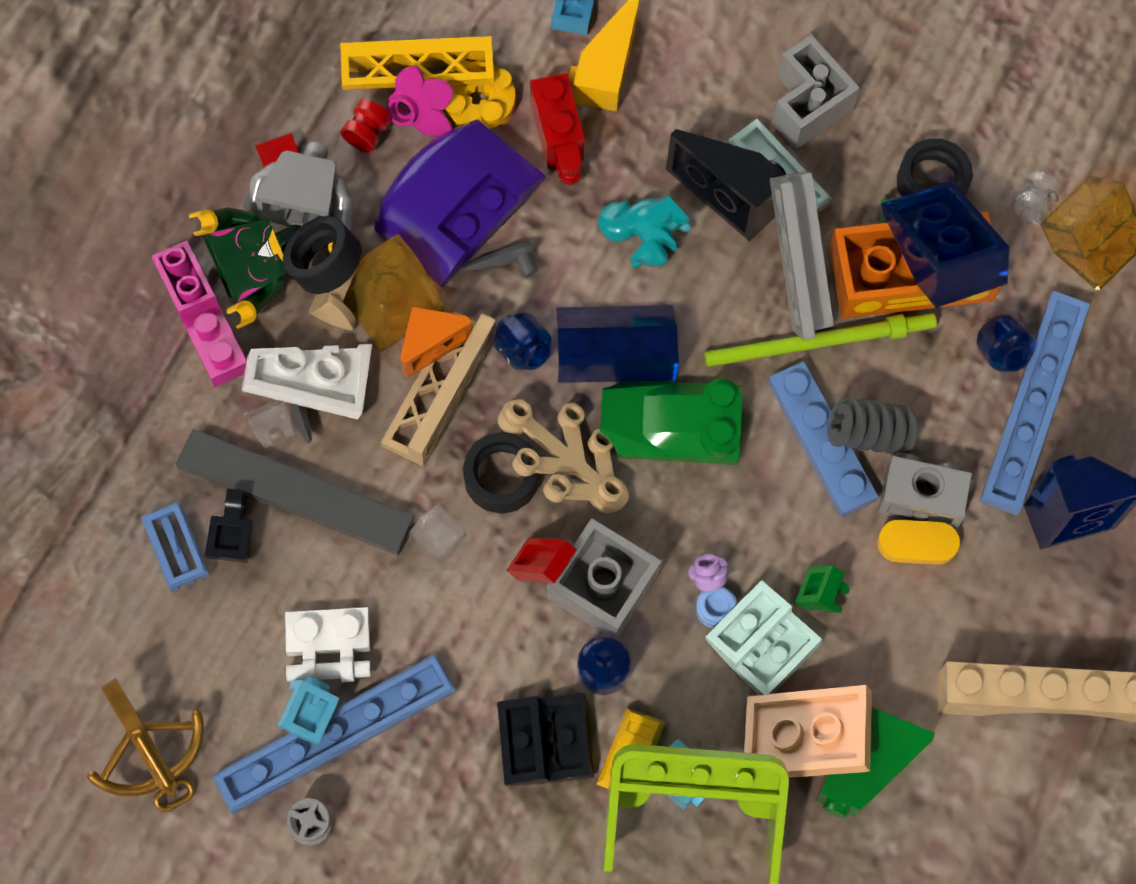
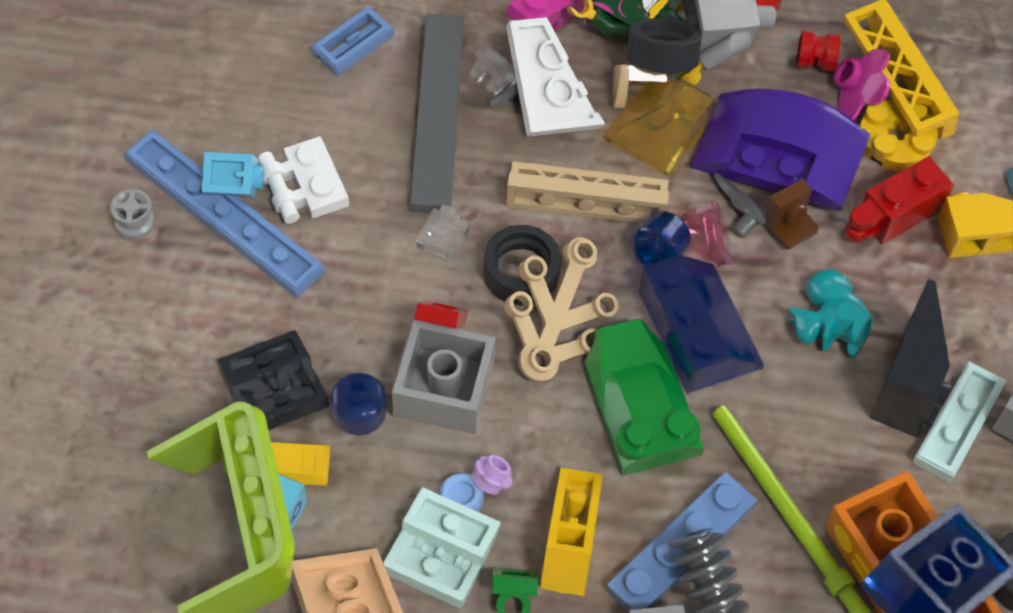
camera: 70 degrees right, 10 degrees down
(136, 731) = (169, 57): pearl gold piece -> none
(230, 535) = (376, 72): black plate -> none
(431, 337) = (623, 157): orange slope -> none
(527, 290) = (711, 221): none -> clear pink tile
(539, 221) = (788, 215): none -> reddish brown bracket
(786, 522) = (571, 532): none -> yellow slope
(801, 253) = (863, 445): light grey fence -> none

